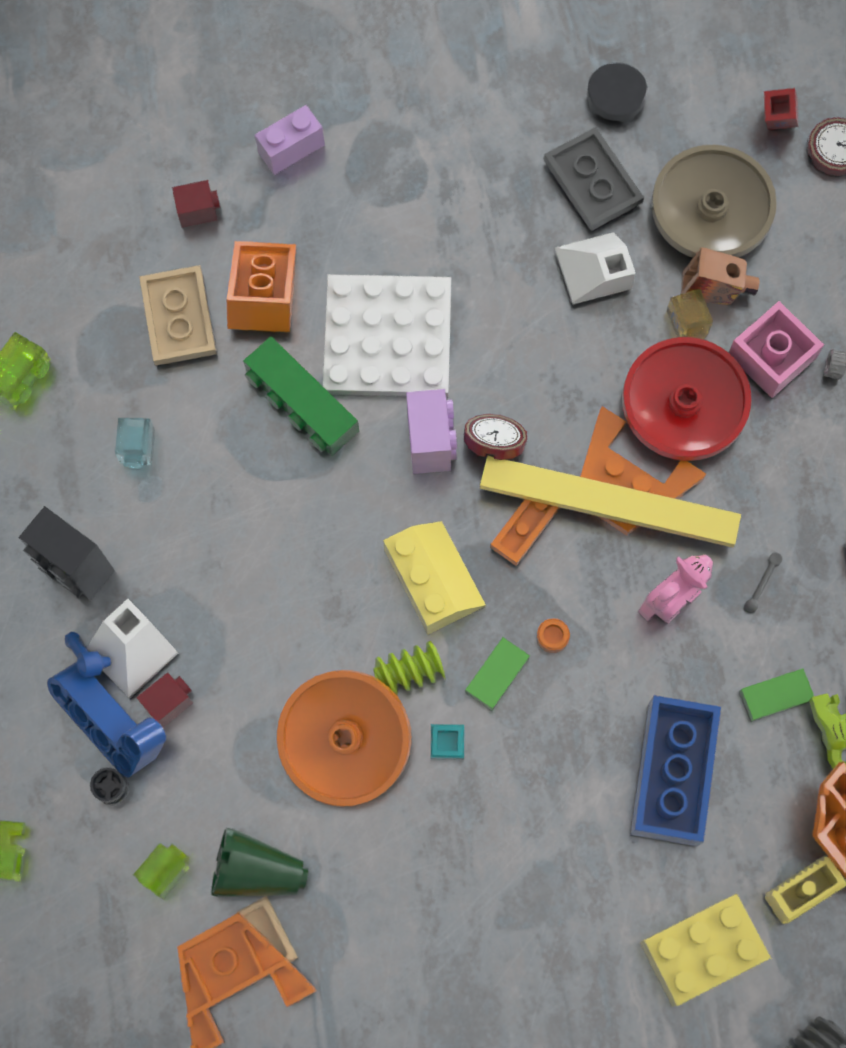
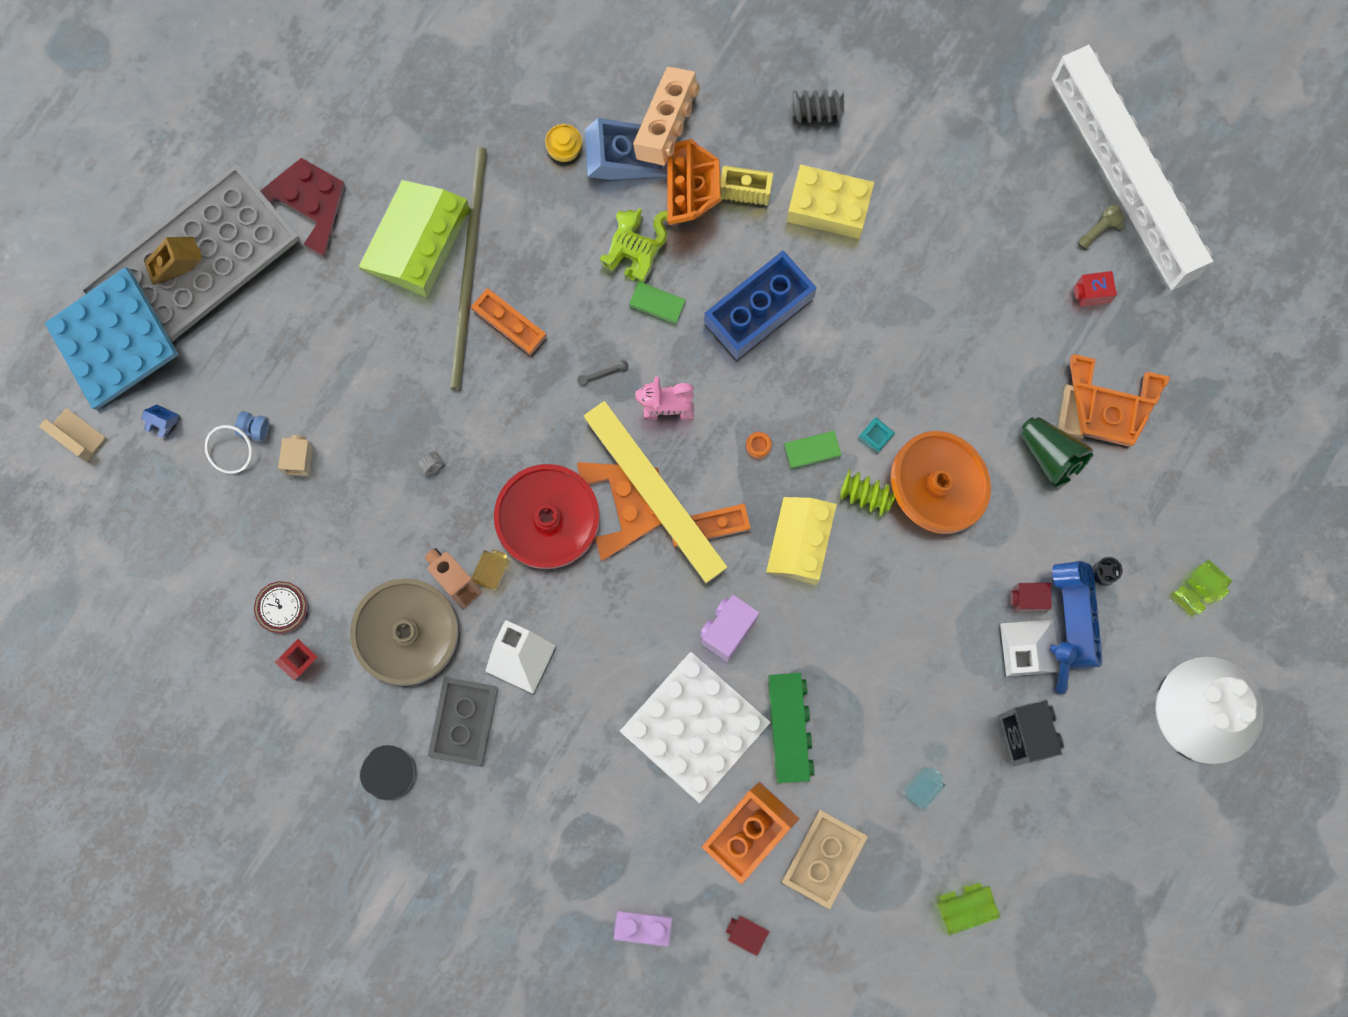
camera: 140 degrees left, 5 degrees up
(162, 869) = (1111, 495): clear neon green brick -> none
(495, 436) = (688, 593): tile -> none
(775, 349) = (461, 500): bright pink brick -> none

